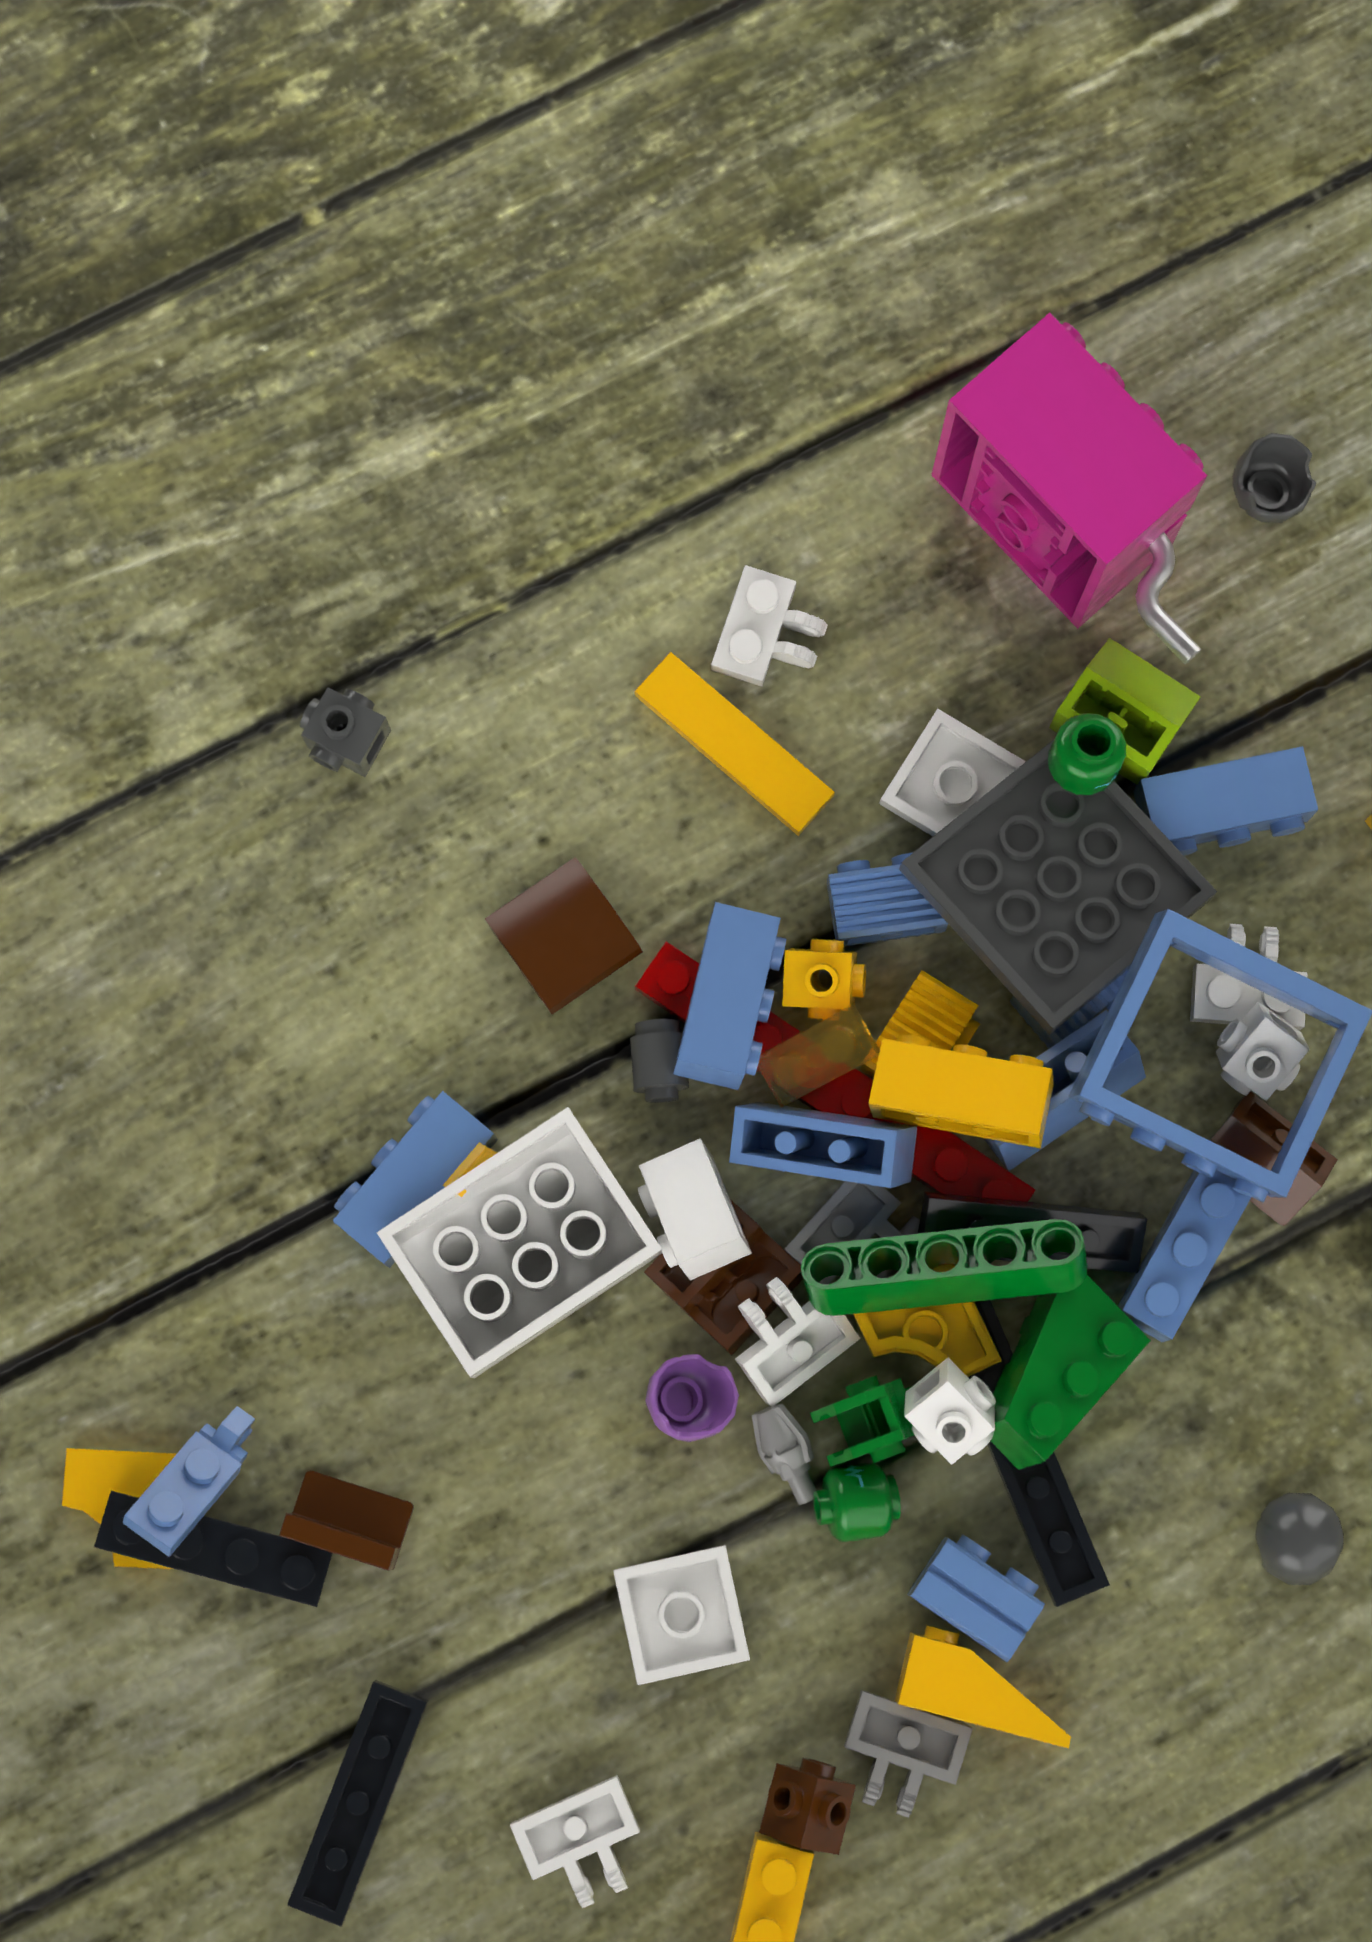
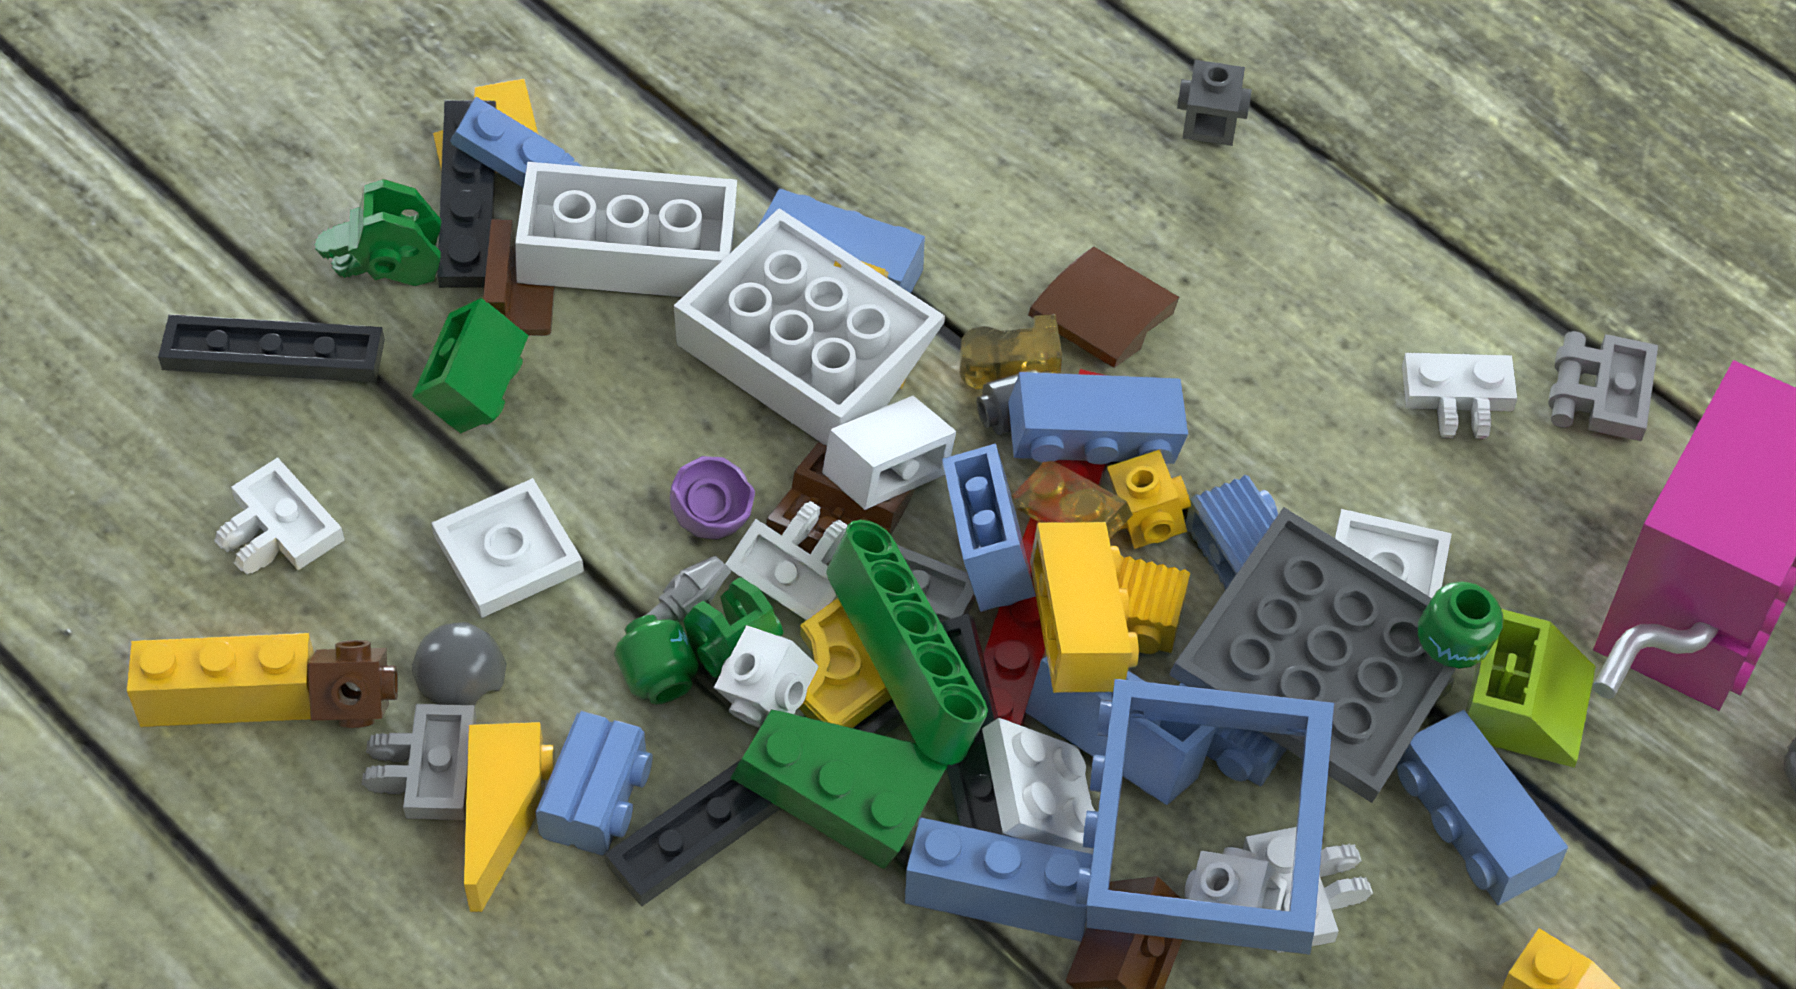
camera: 70 degrees right, 25 degrees down
(263, 1657) = (383, 239): none -> green hinge
(329, 1393) = (622, 229): none -> white brick
(462, 1598) = (471, 366): none -> green brick
(599, 1066) = (1010, 351): none -> clear yellow leg
(734, 743) = (1340, 395): yellow tile -> none
(801, 1693) = (458, 664): none -> dark grey hair
(812, 478) = (1621, 389): none -> light grey plate
(1111, 1187) = (1038, 785): none -> white plate

